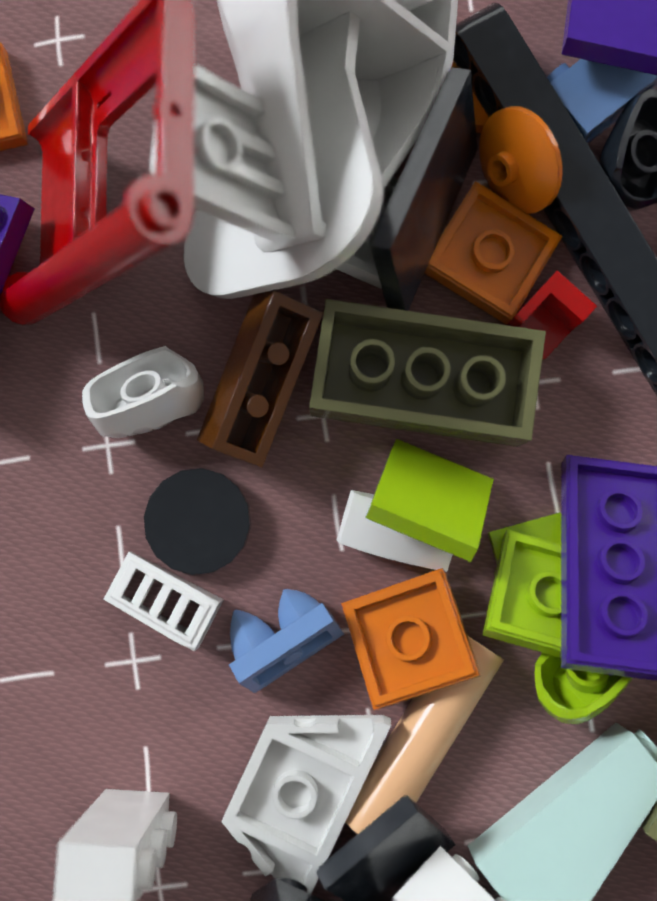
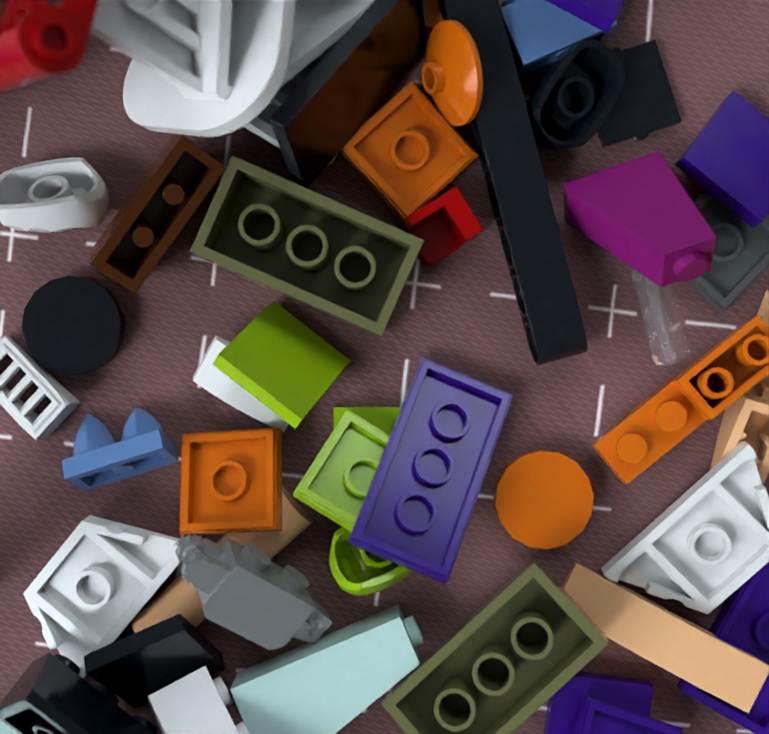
camera: 15 degrees right, 5 degrees up
(470, 752) = (251, 593): none -> light grey hinge

